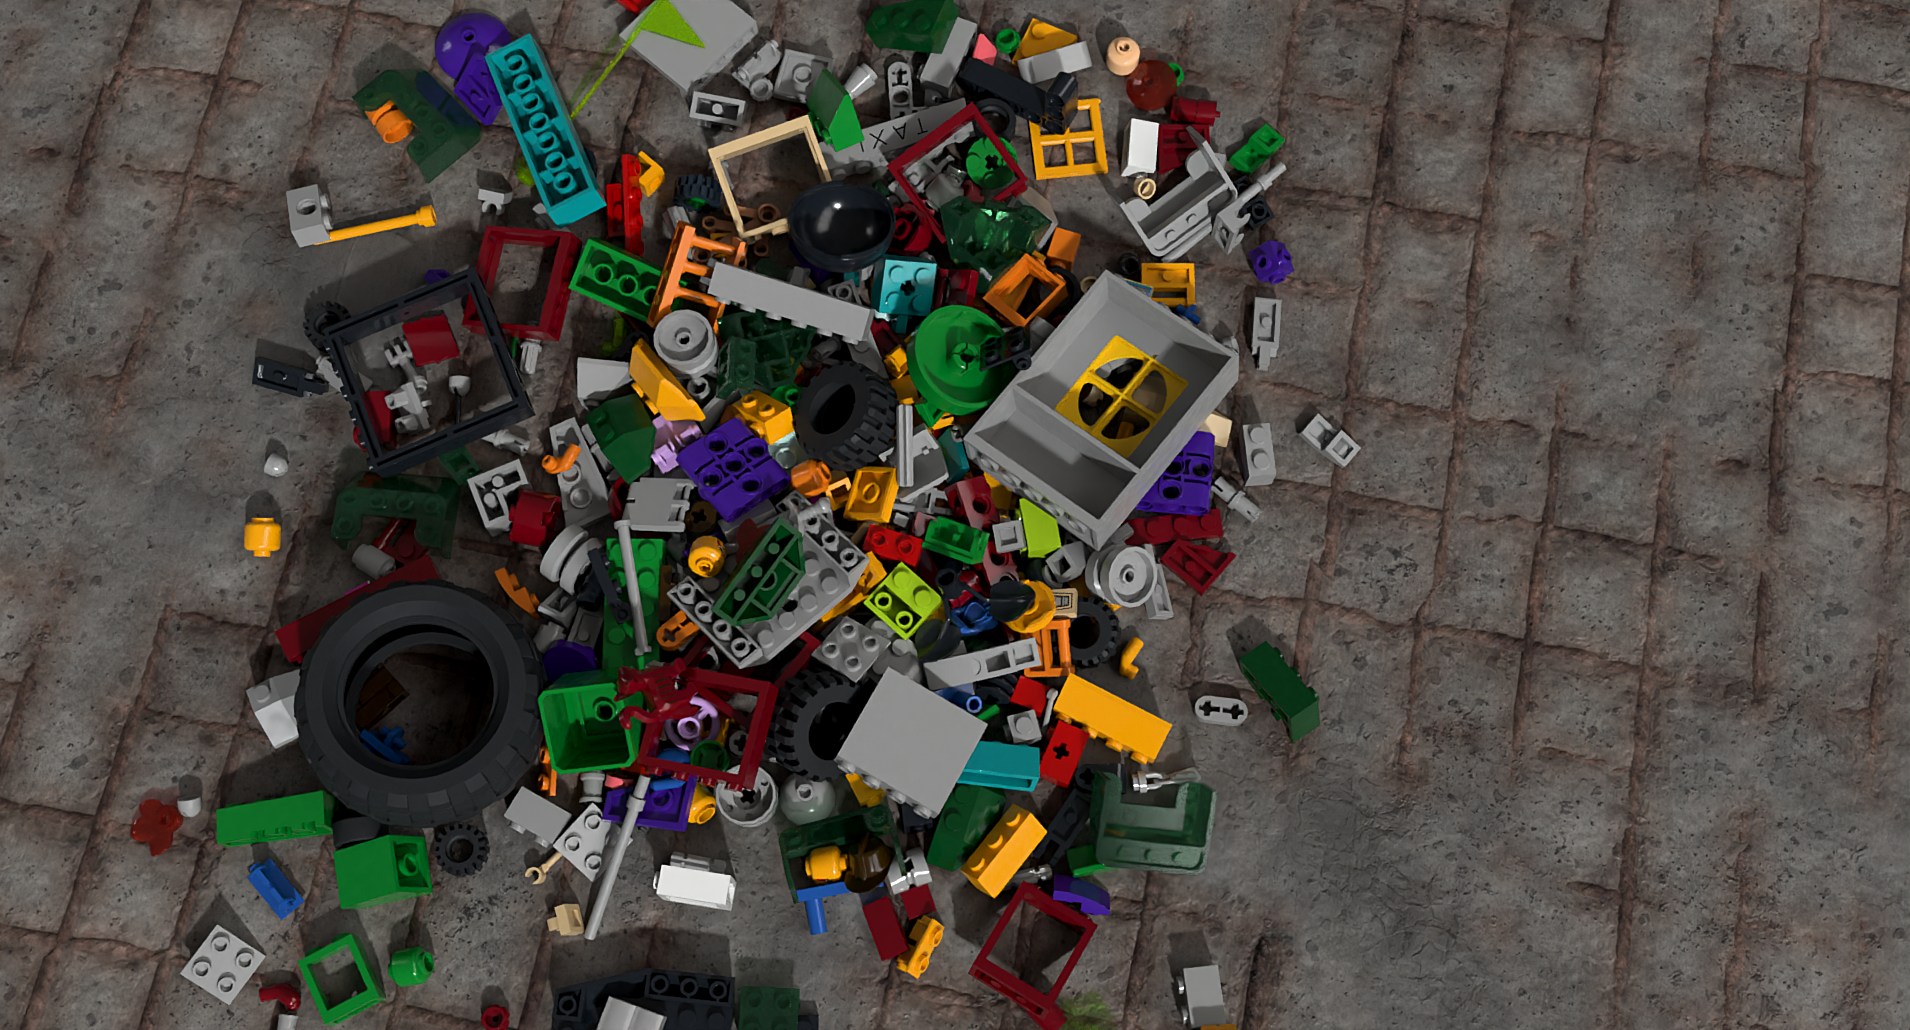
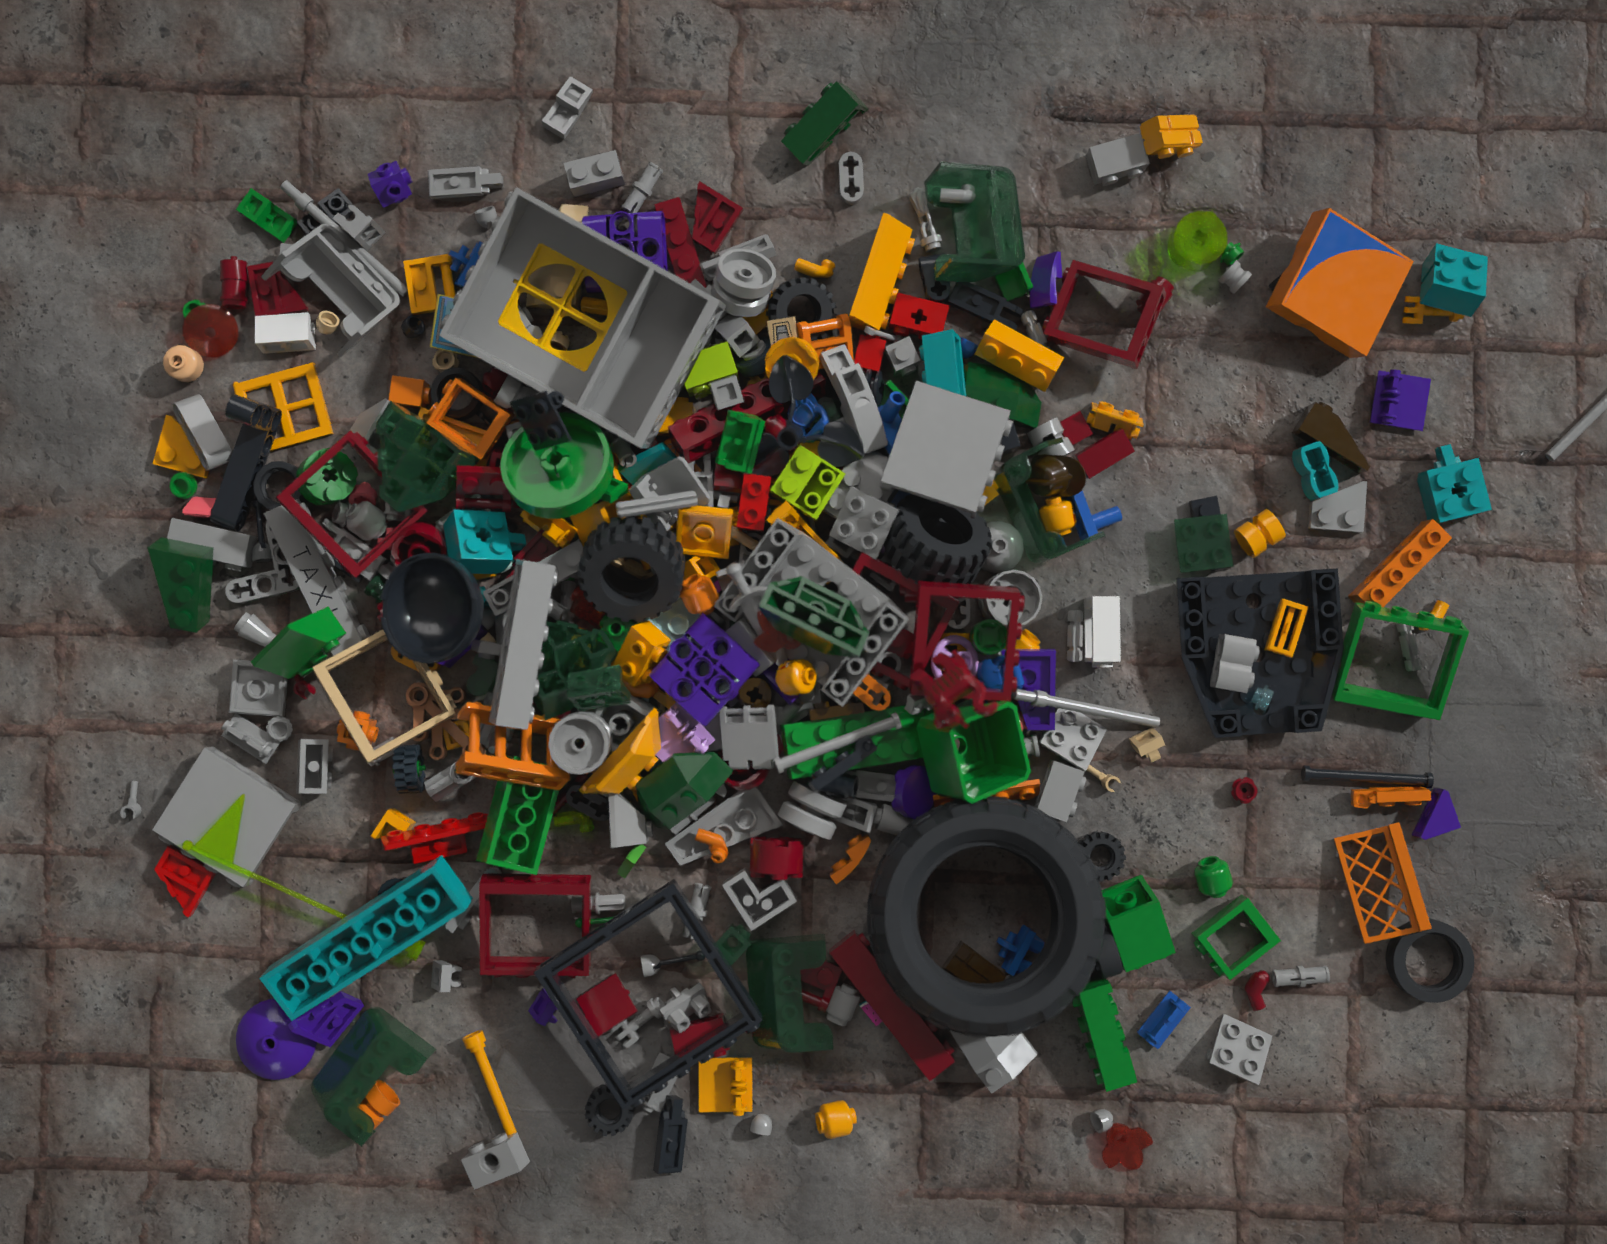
camera: 100 degrees left, 15 degrees up
(323, 439) = (726, 1085): none -> light orange hinge
(565, 384) = (631, 860): none -> bright green tile
(747, 162) = (369, 729): none -> orange brick
(1023, 799) = (968, 348): none -> blue hinge
(1183, 811) = (963, 195): none -> light grey arm

